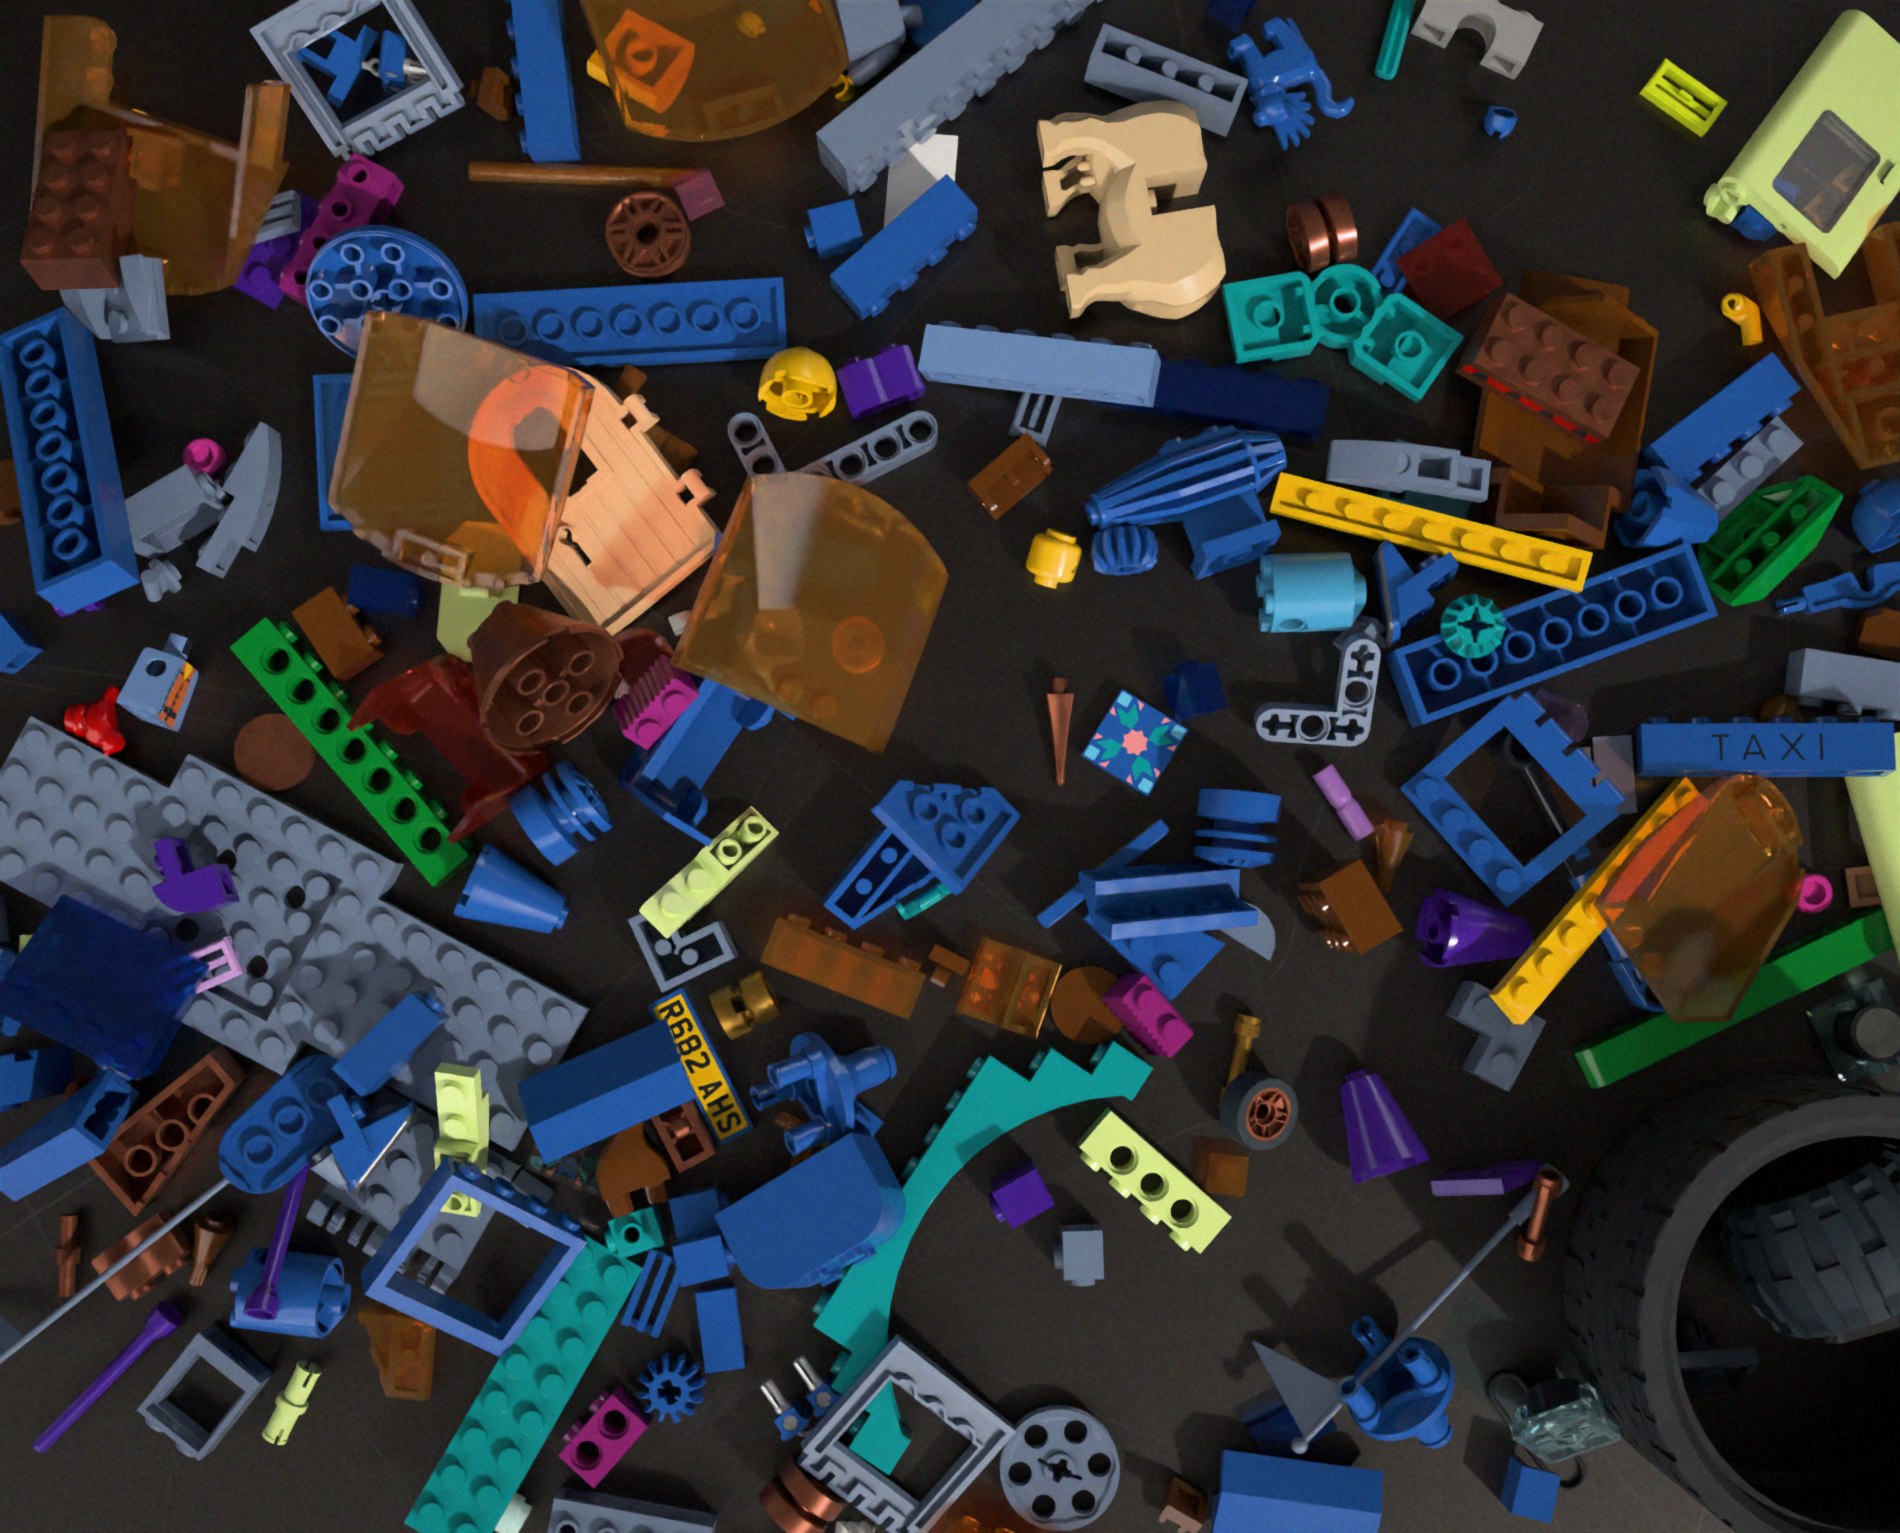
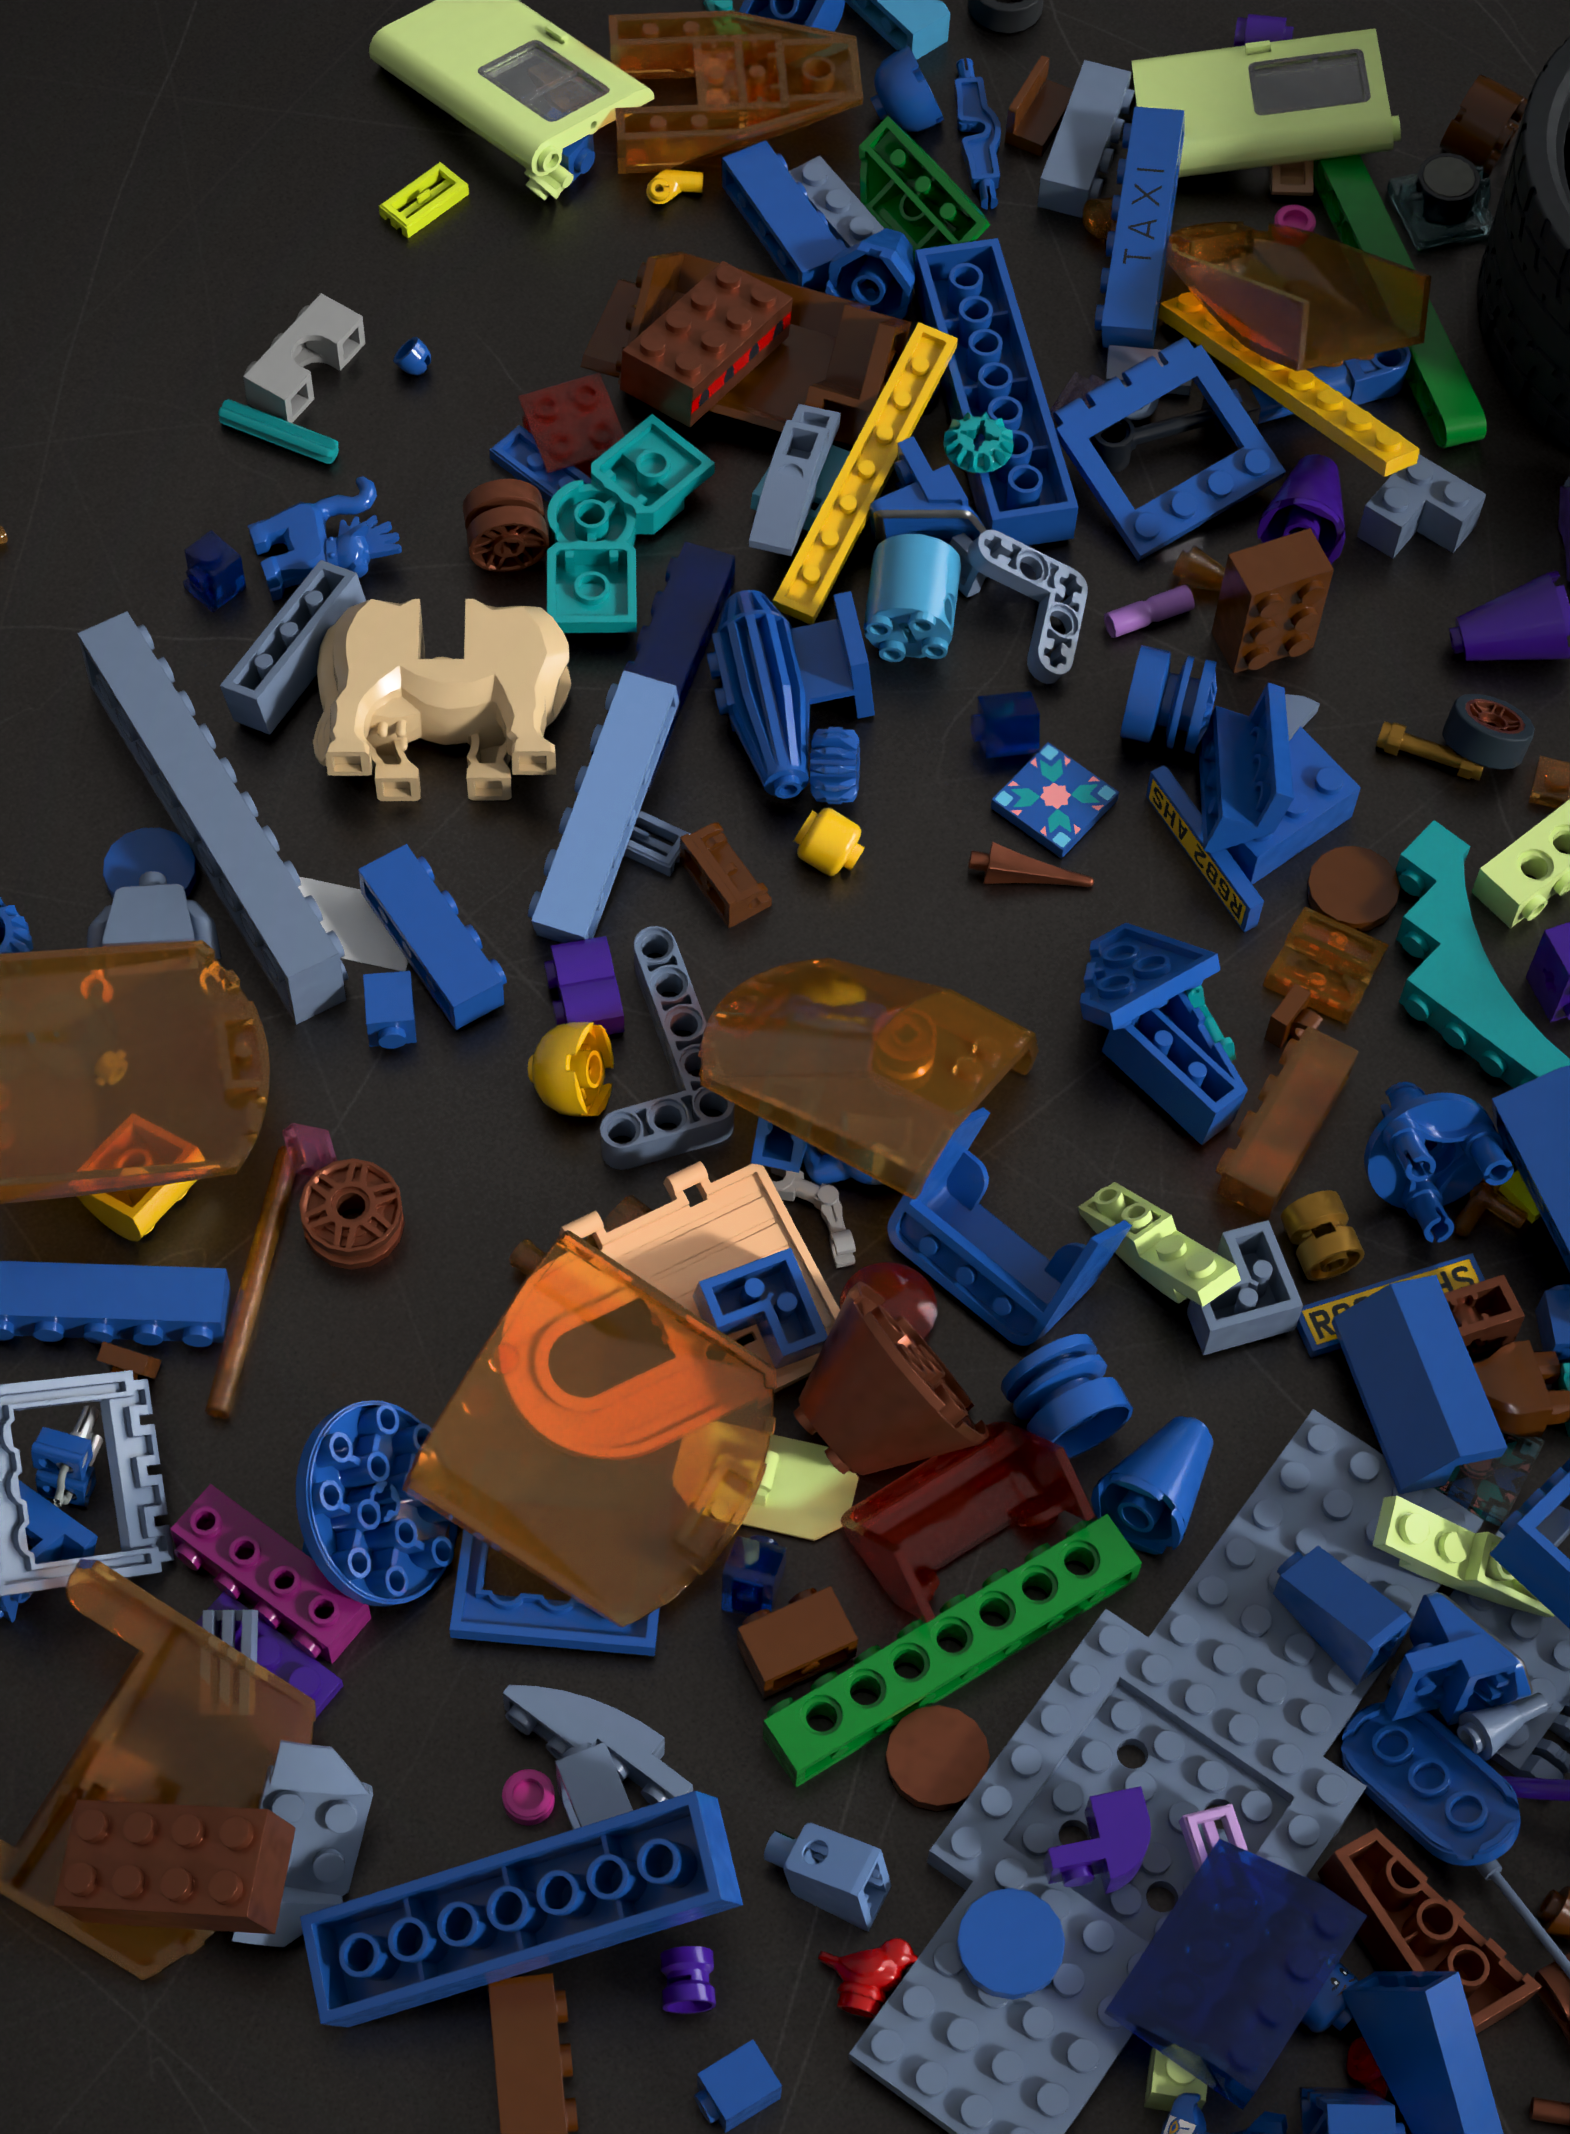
camera: 80 degrees left, 25 degrees down
(114, 820) = (1010, 1943): none -> blue tile
(597, 566) = (769, 1295): none -> blue brick
(639, 323) = (459, 1236): blue plate -> none
(655, 702) = (942, 1275): magenta brick -> none
(1148, 1015) = (1372, 819): magenta brick -> none

